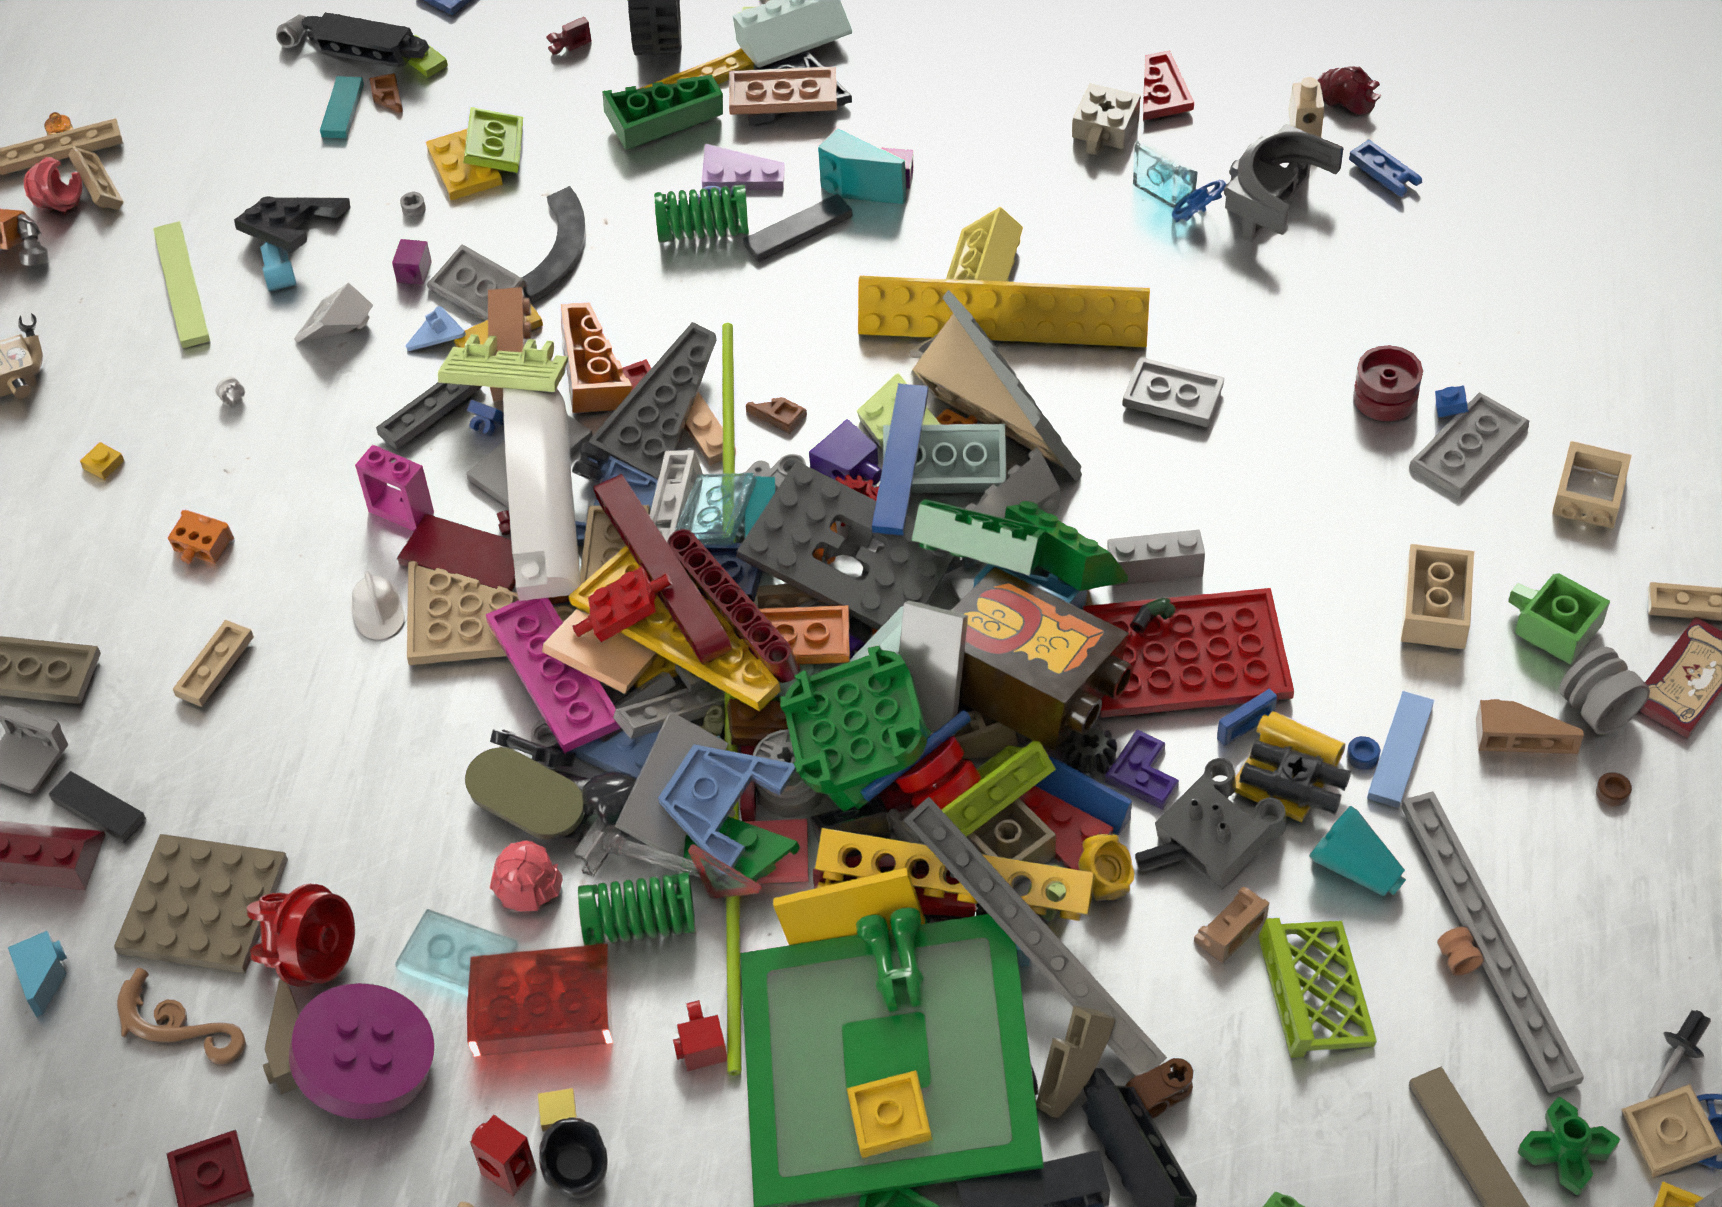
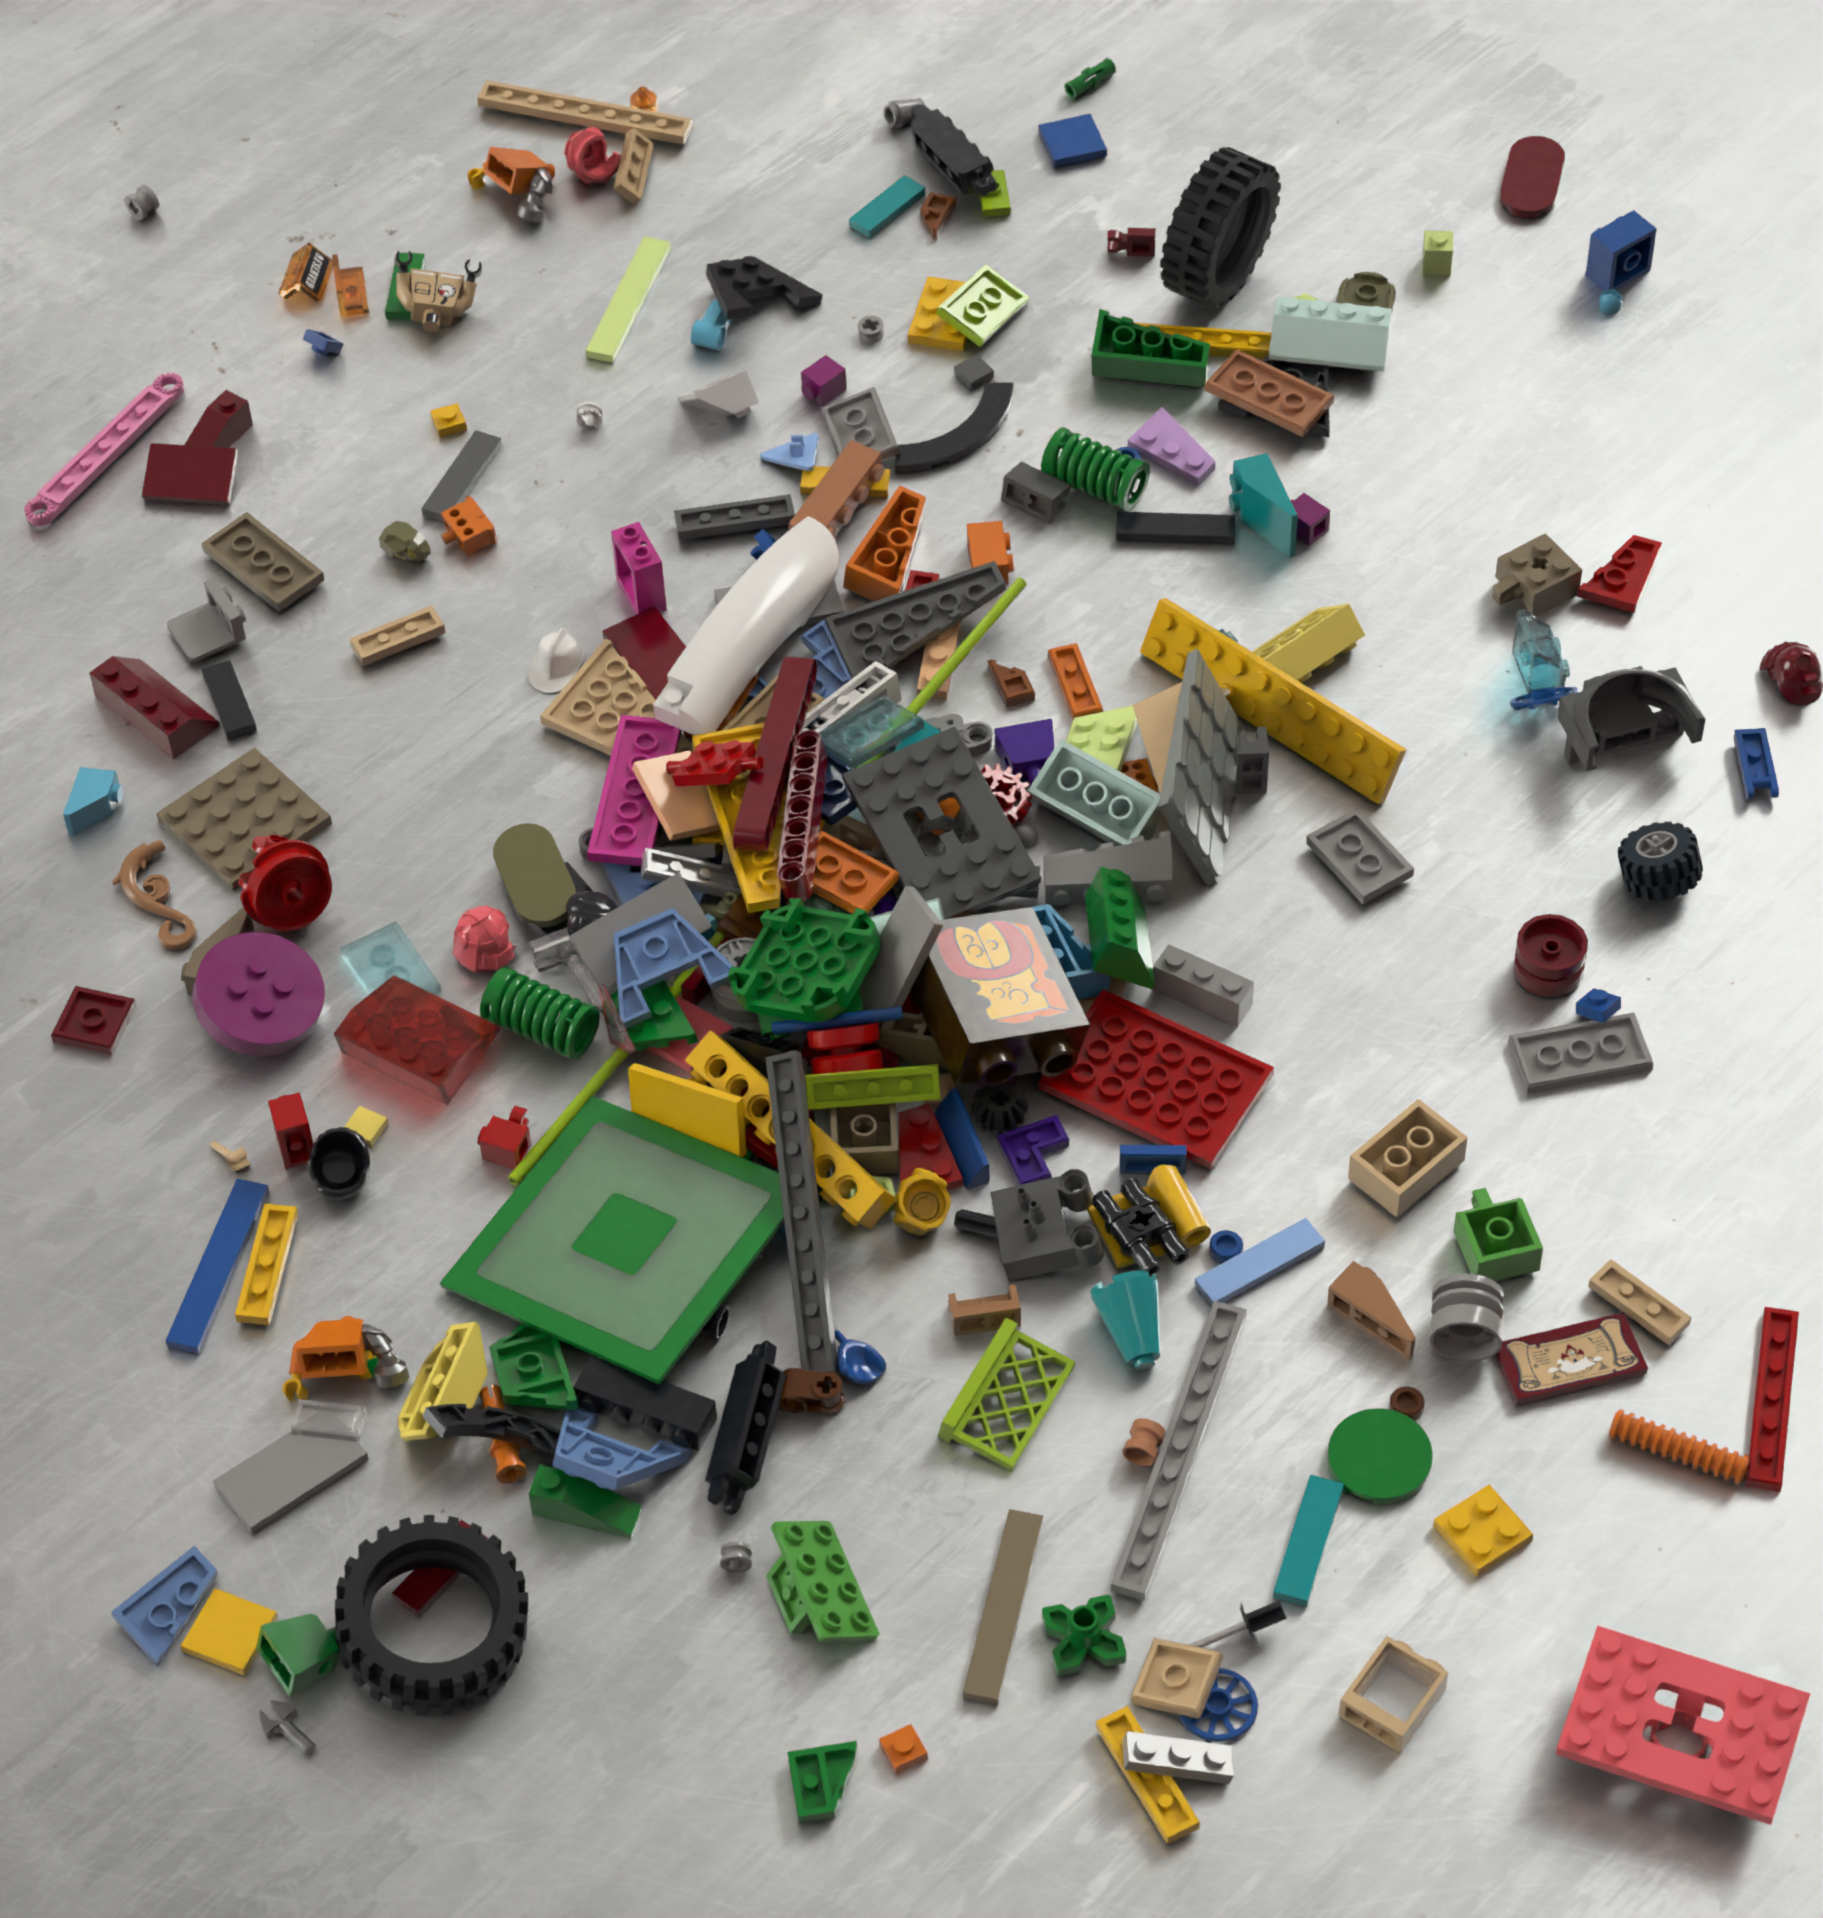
camera: 35 degrees right, 0 degrees up
(153, 580) = (404, 542): none -> olive rock
(154, 499) = (462, 474): none -> dark grey tile
(513, 370) = (794, 508): yellowish green hinge -> none
(528, 194) = (974, 372): none -> dark grey tile
(539, 753) = (572, 848): black bar -> none
(591, 468) = (803, 641): black wheel -> none
(664, 257) = (1034, 491): none -> dark grey hinge
(666, 318) = (989, 543): none -> orange brick
(828, 384) = (1074, 680): none -> orange tile
(875, 932) = (672, 1181): green piece -> none
(889, 1114) = (585, 1276): yellow tile -> none
(900, 459) = (1045, 774): tile -> none
(979, 536) = (1045, 876): wedge -> none
(1038, 363) = (1252, 763): none -> dark grey hinge
(1073, 1059) = (758, 1324): dark tan slope -> none
(1150, 610) = (1148, 1024): arm -> none
(1173, 1035) = (858, 1360): none -> blue piece
(1304, 99) = (1730, 660): tan torso -> none
(1398, 270) = (1660, 861): none -> black wheel
(1591, 484) = (1648, 1149): tan window -> none
(1636, 843) = (1380, 1455): none -> green tile
(1652, 947) = (1308, 1540): none -> teal tile

